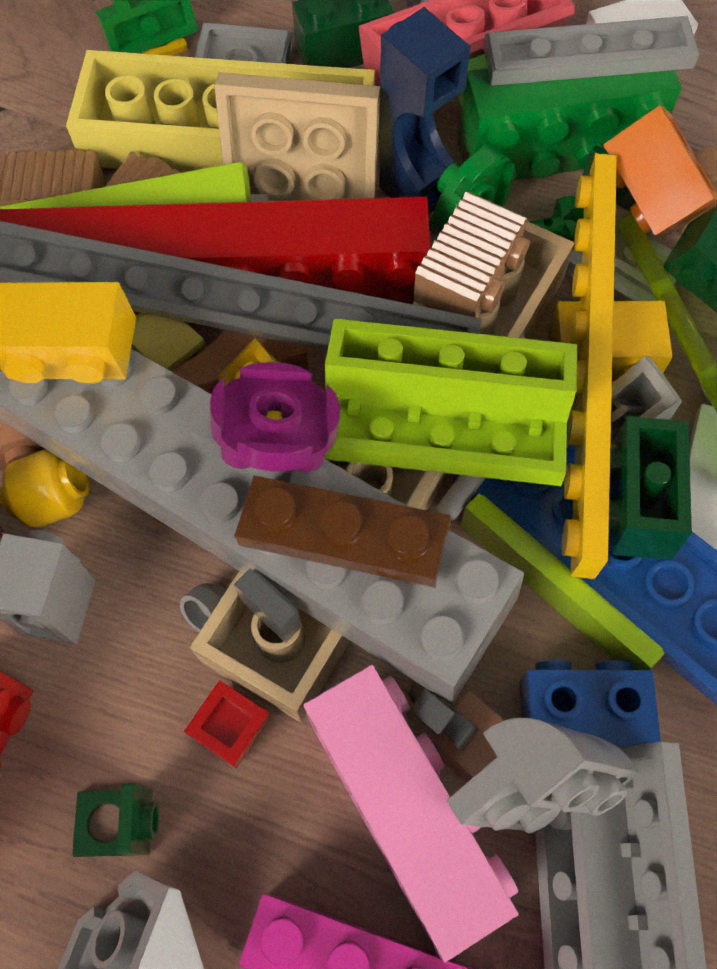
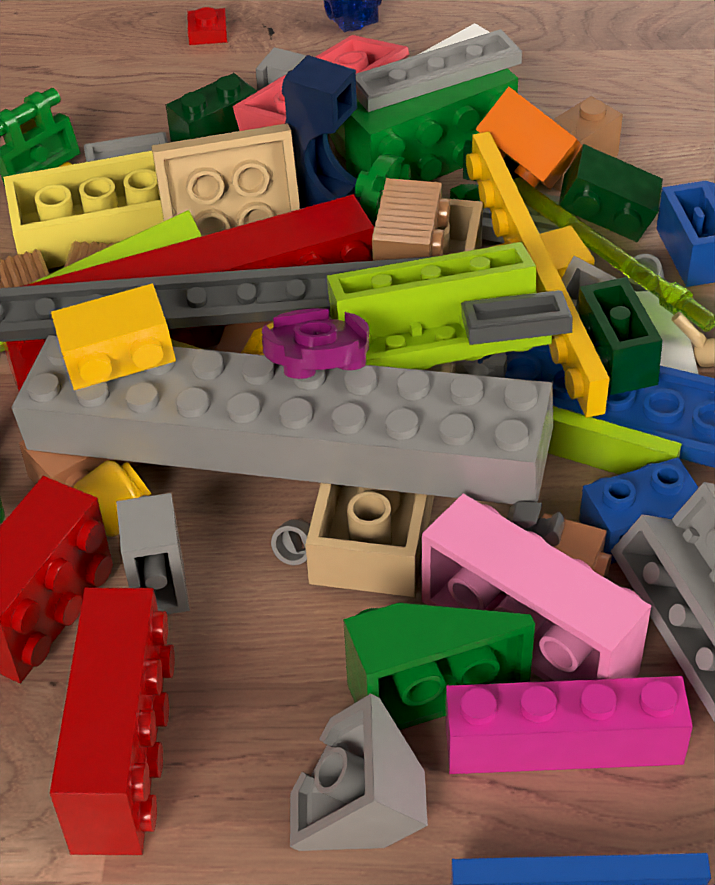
camera: 20 degrees left, 20 degrees down
(136, 823) = (306, 702): dark green bracket -> none
(227, 724) = (348, 600): red plate -> none
(229, 838) = (417, 650): none -> green slope
(268, 604) = (361, 484): dark grey tile -> none
(343, 530) = (405, 391): reddish brown plate -> none
(529, 449) = (516, 317): none -> dark grey tile
(539, 774) = (625, 513): light grey brick -> none

